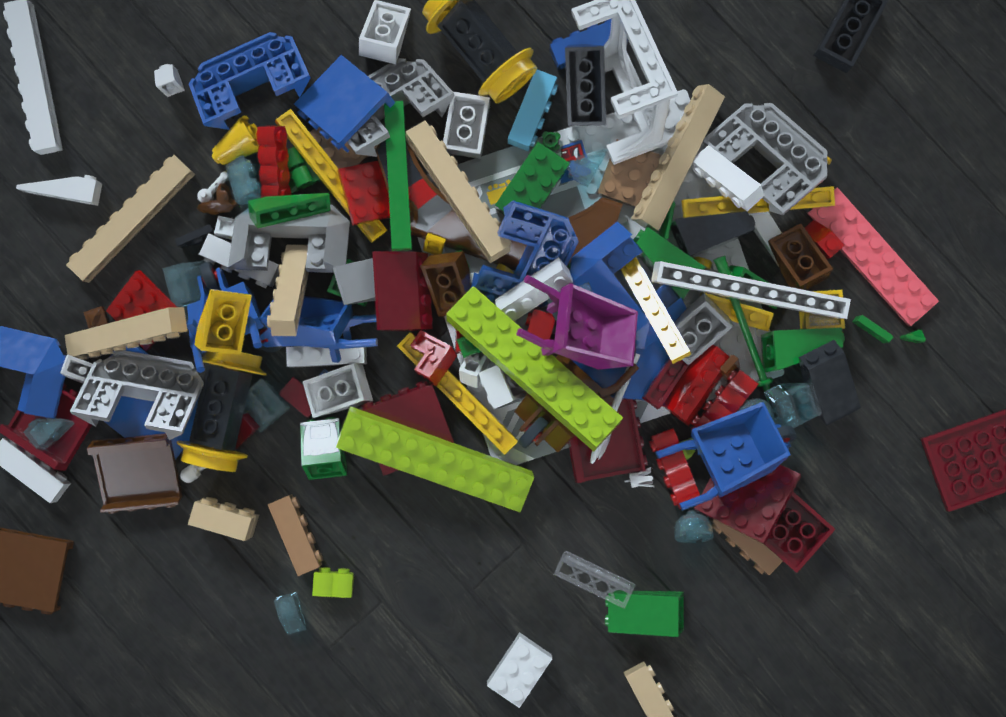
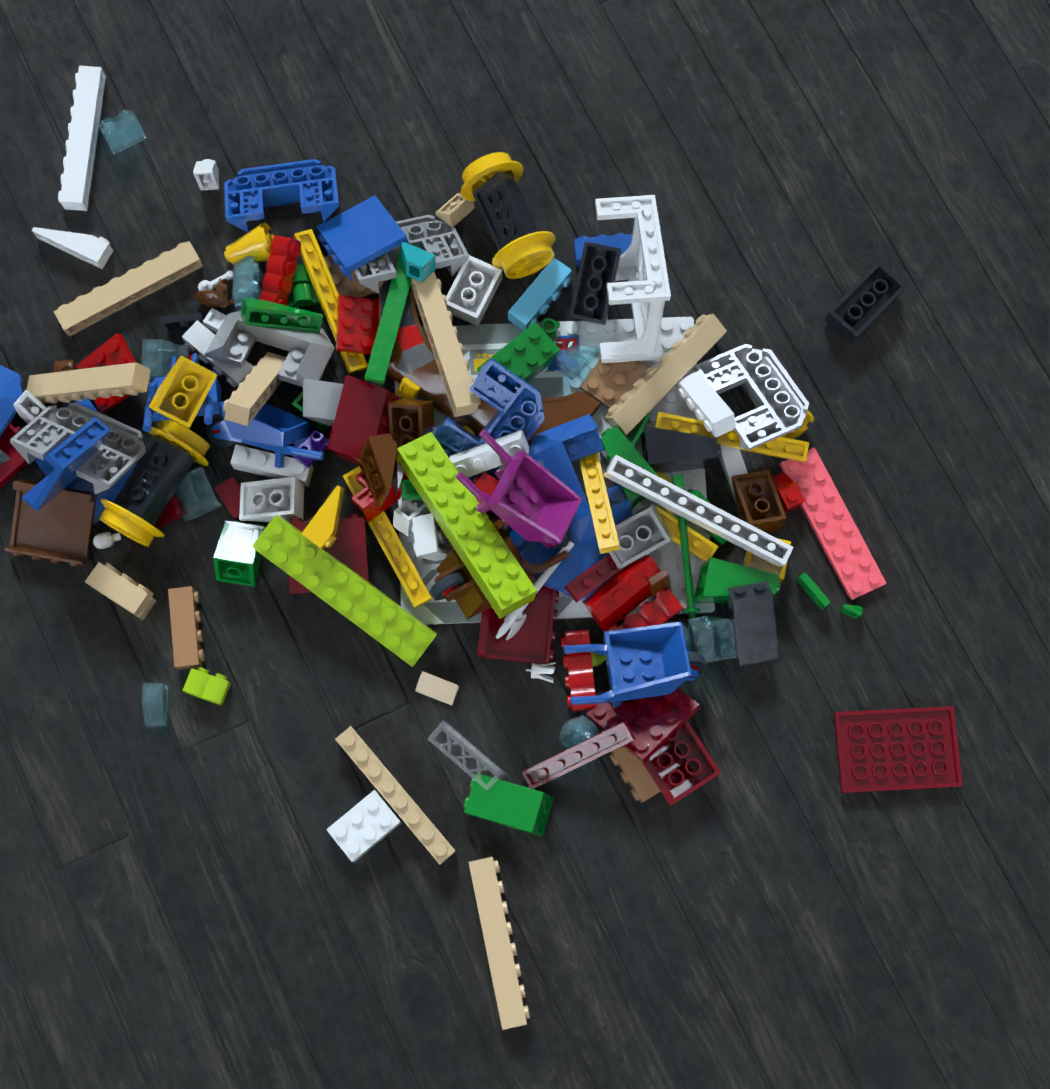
camera: 15 degrees right, 10 degrees down
(69, 58) = (122, 131): none -> clear light blue slope
(132, 422) = (66, 460): none -> blue panel
(361, 327) = (315, 442): none -> dark purple hips
(384, 32) = (421, 187): white slope -> none
(397, 410) = (325, 522): none -> yellow slope
(406, 116) = (417, 262): none -> teal slope
(423, 46) = (455, 210): none -> tan slope
(432, 331) = (378, 465): none -> reddish brown slope
(540, 634) = (395, 795): none -> tan brick
(547, 522) = (437, 688): none -> tan slope
(700, 551) = (578, 755): none -> plate

